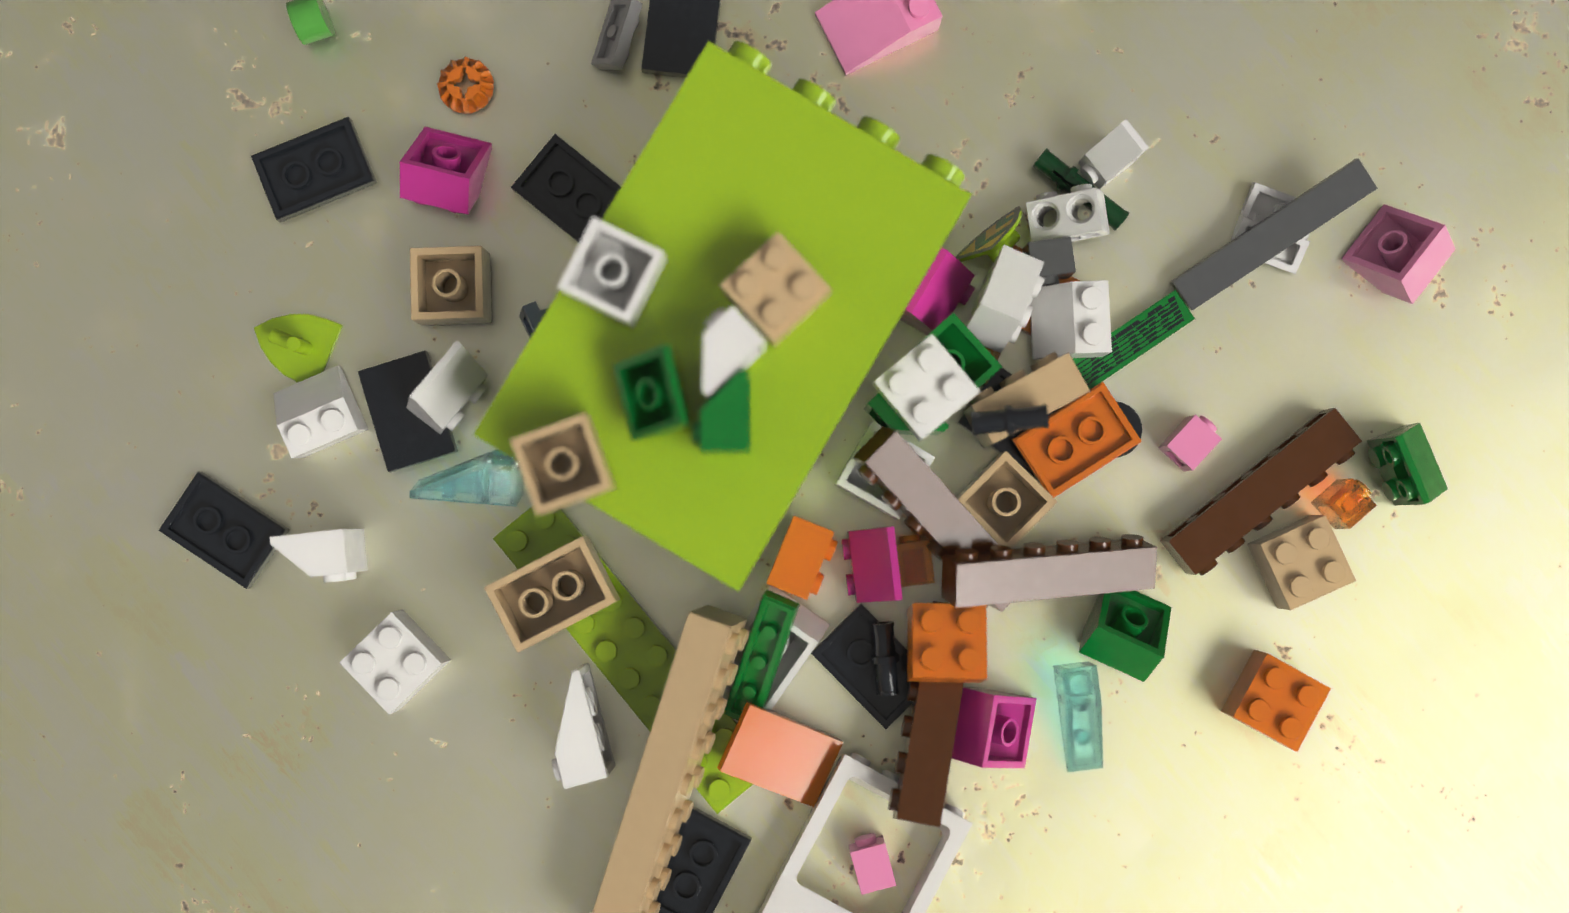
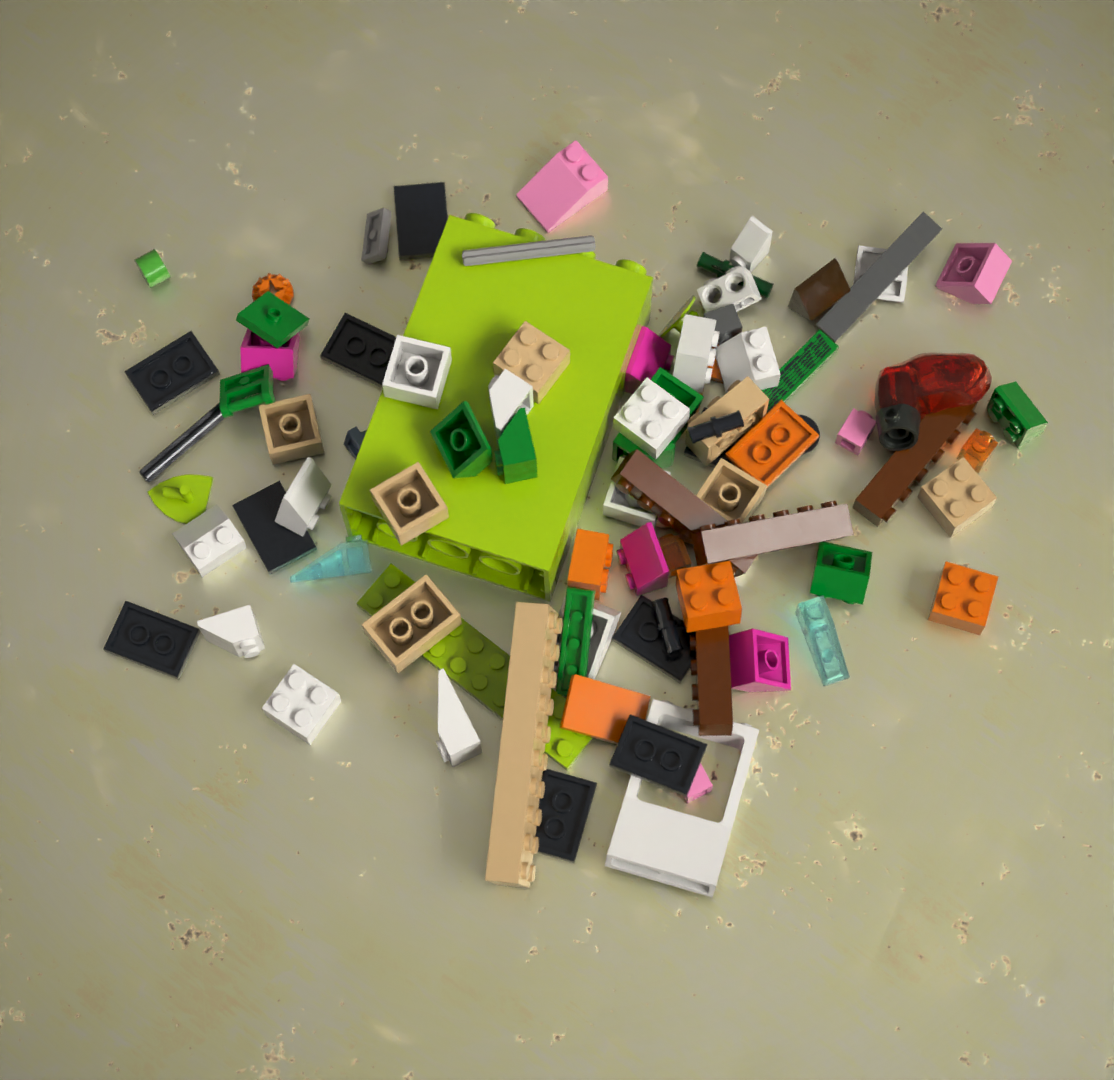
camera: 10 degrees left, 15 degrees down
(324, 263) = (182, 444): none -> black axle
(396, 214) = (244, 385): none -> green plate
(452, 128) = (272, 319): none -> green plate
(807, 120) = (528, 250): none -> light grey axle
(835, 833) = (658, 755): none -> black tile
(1190, 242) = (819, 291): none -> dark brown slope
(1302, 406) = (925, 387): none -> clear red piece

